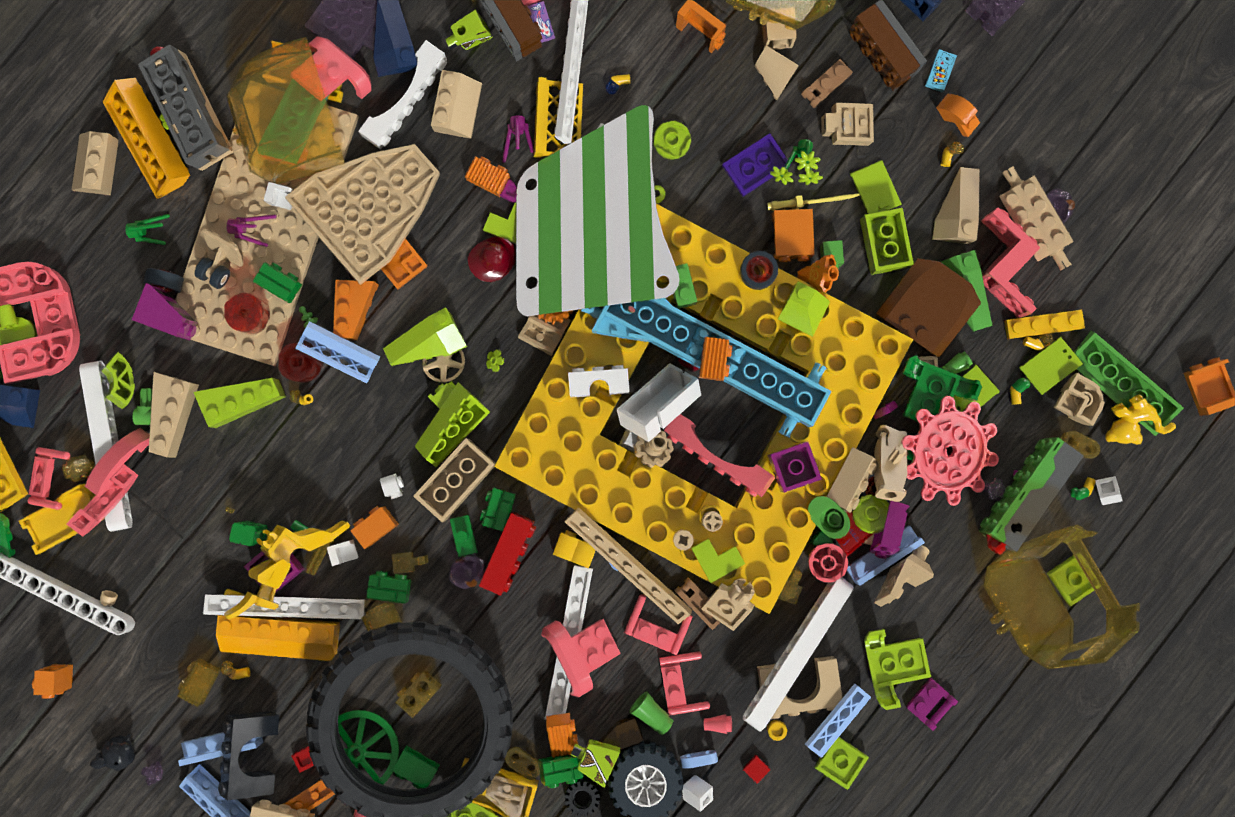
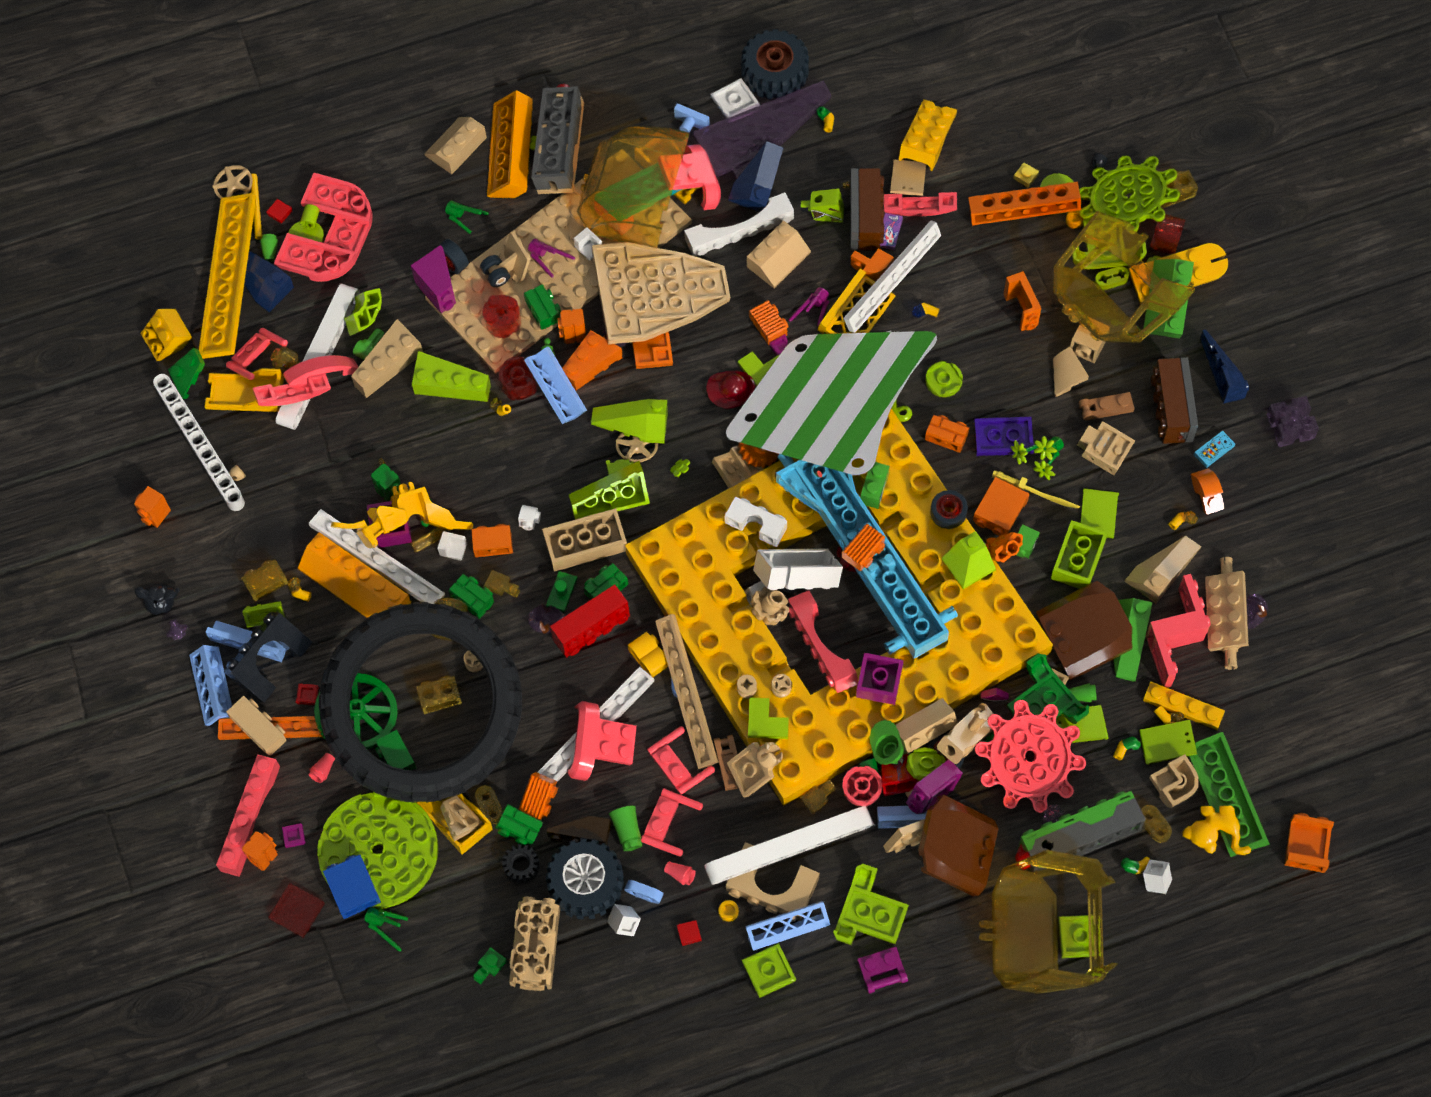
camera: 35 degrees right, 20 degrees down
(218, 714) = (255, 615): none -> lime plate
(293, 13) = (690, 118): none -> light blue tile
(316, 284) = (572, 326): none -> orange brick
(549, 67) = (873, 267): none -> orange brick
(596, 760) = (555, 829): lime torso -> none
(706, 191) = (947, 433): none -> orange brick
(938, 567) = (958, 845): none -> reddish brown wedge

